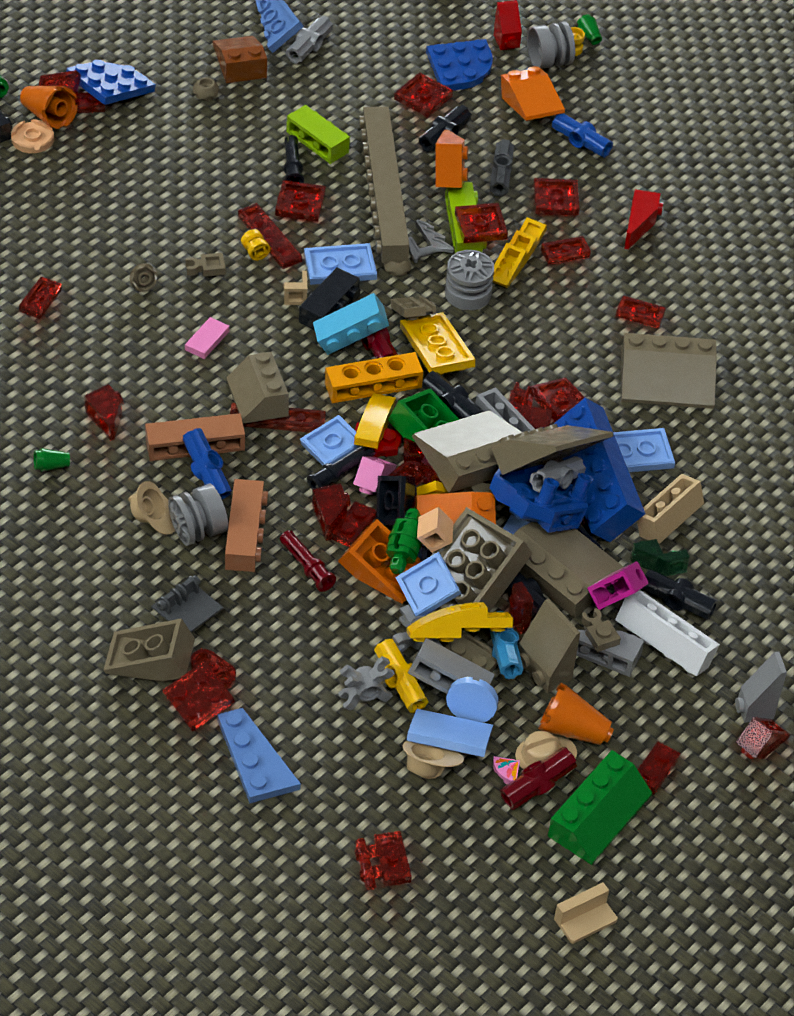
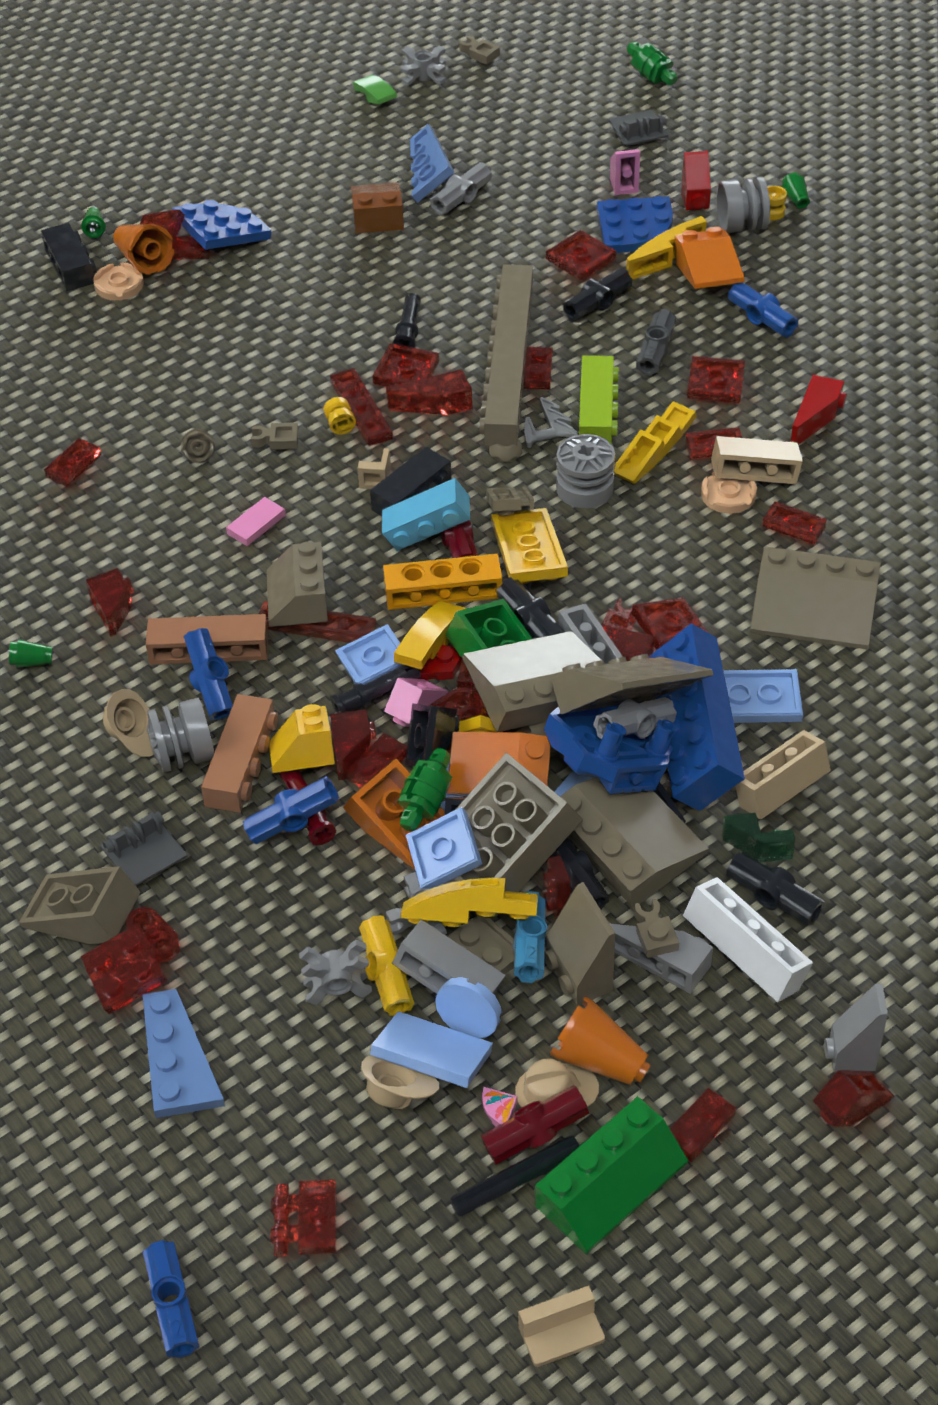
camera: 15 degrees right, 0 degrees up
(205, 89) = (329, 238): dark tan plate -> none
(296, 511) = (303, 741): none -> yellow slope
(301, 565) = (291, 810): none -> blue piece
(306, 936) = (174, 1316): none -> blue piece
(318, 134) = (445, 293): lime brick -> none
(328, 223) = (436, 394): none -> clear red slope
(353, 258) = (450, 439): light blue tile -> none
(411, 194) = (538, 368): none -> clear red plate
(435, 529) = (461, 778): light nougat brick -> none
(446, 19) = (625, 171): none -> bright pink slope
(451, 160) = (585, 328): orange slope -> none
(481, 223) = (611, 403): clear red plate -> none
(489, 88) = (660, 251): none -> yellow slope
(529, 816) = (513, 1176): none -> black axle
(583, 289) = (728, 494): none -> light nougat tile
(603, 262) = (756, 460): none -> tan brick
(625, 583) = (702, 867): dark pink torso -> none

